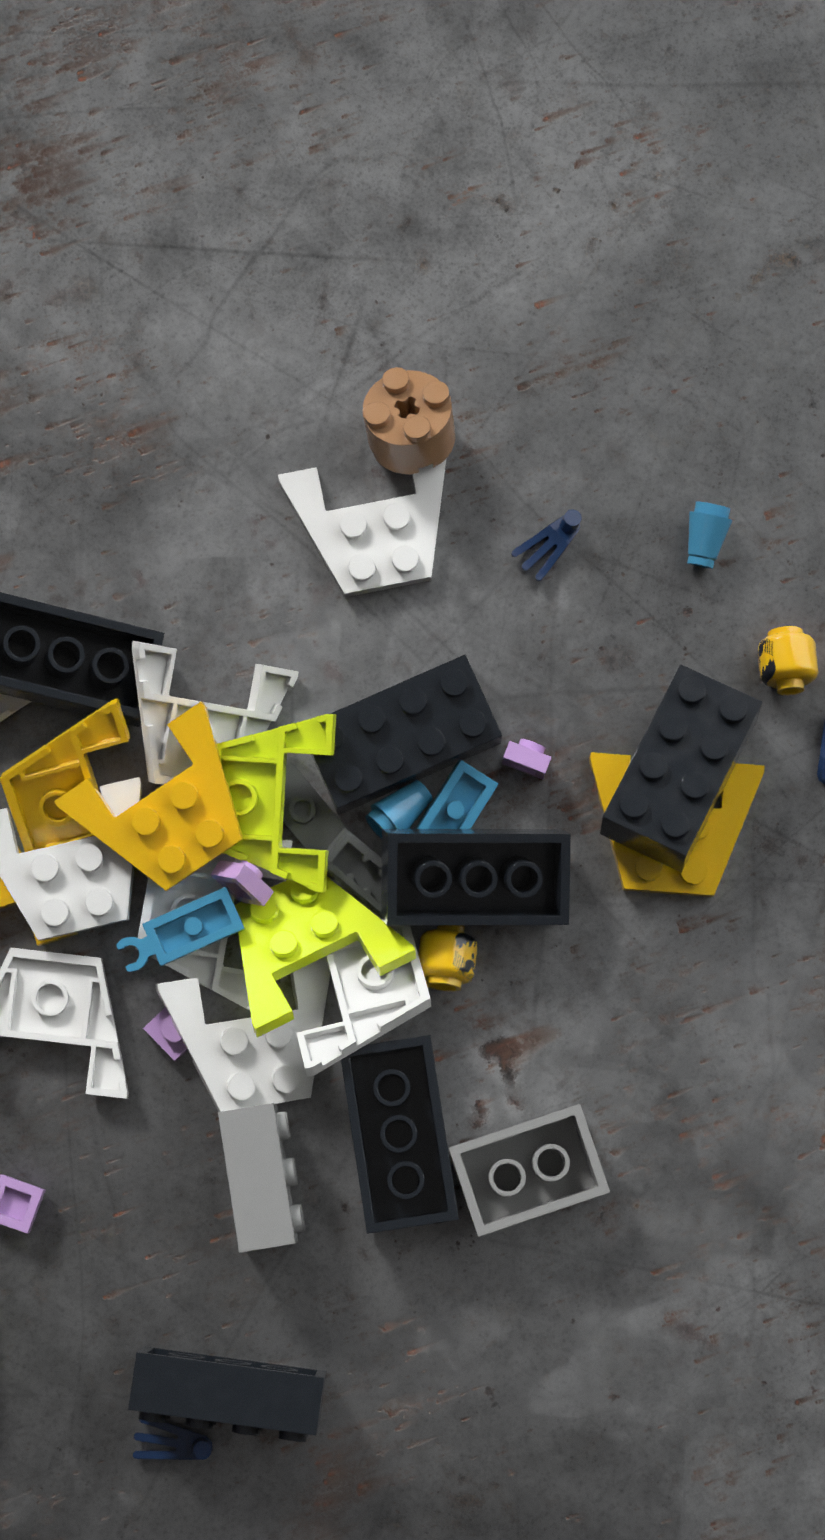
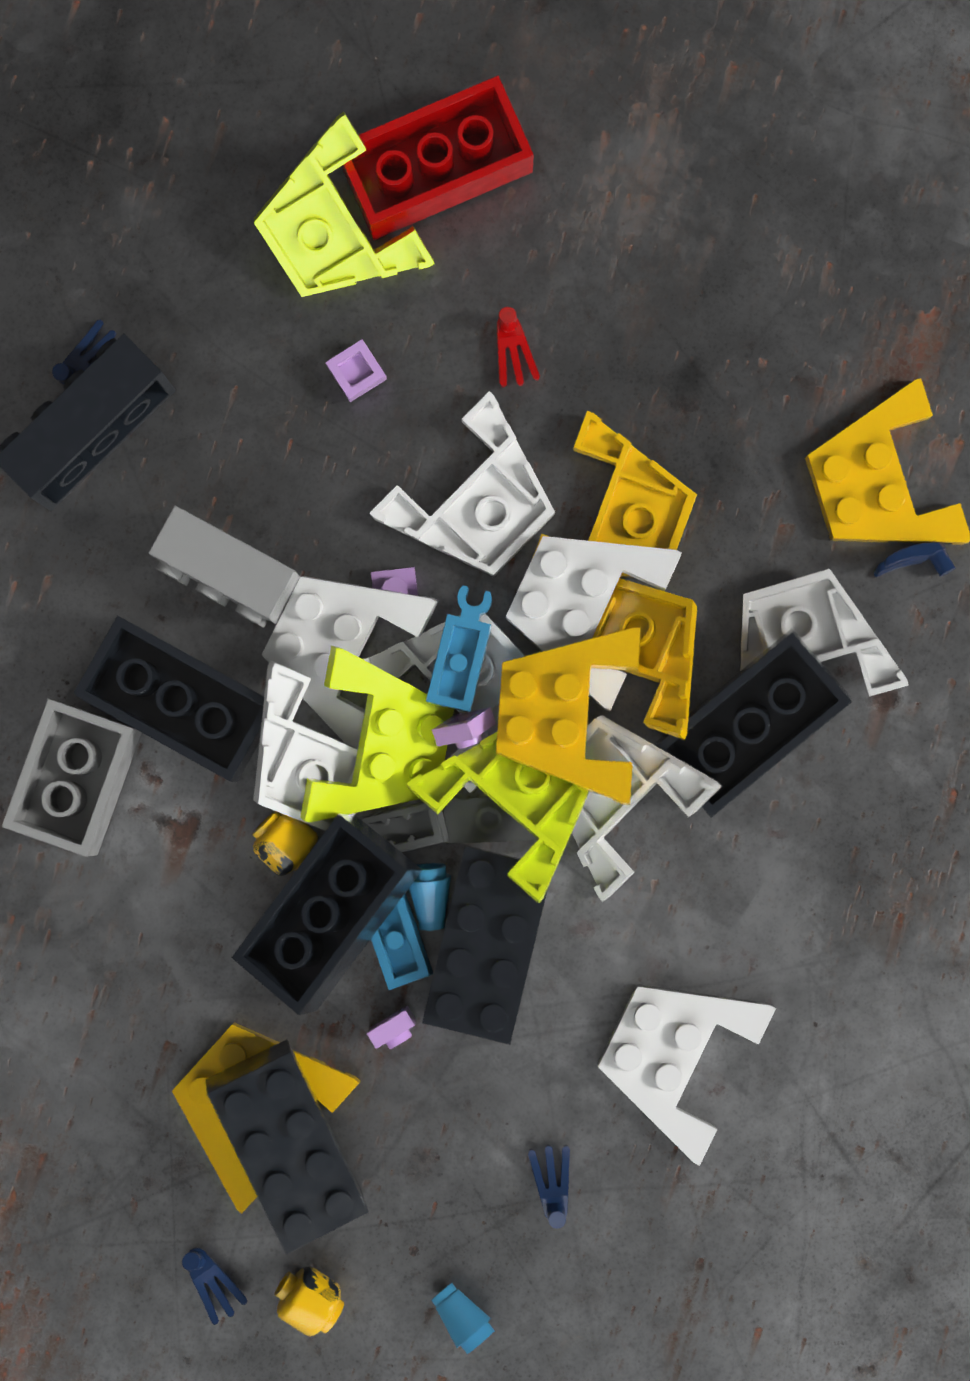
camera: 130 degrees right, 5 degrees up
(409, 420) = (738, 1149): medium nougat brick -> none

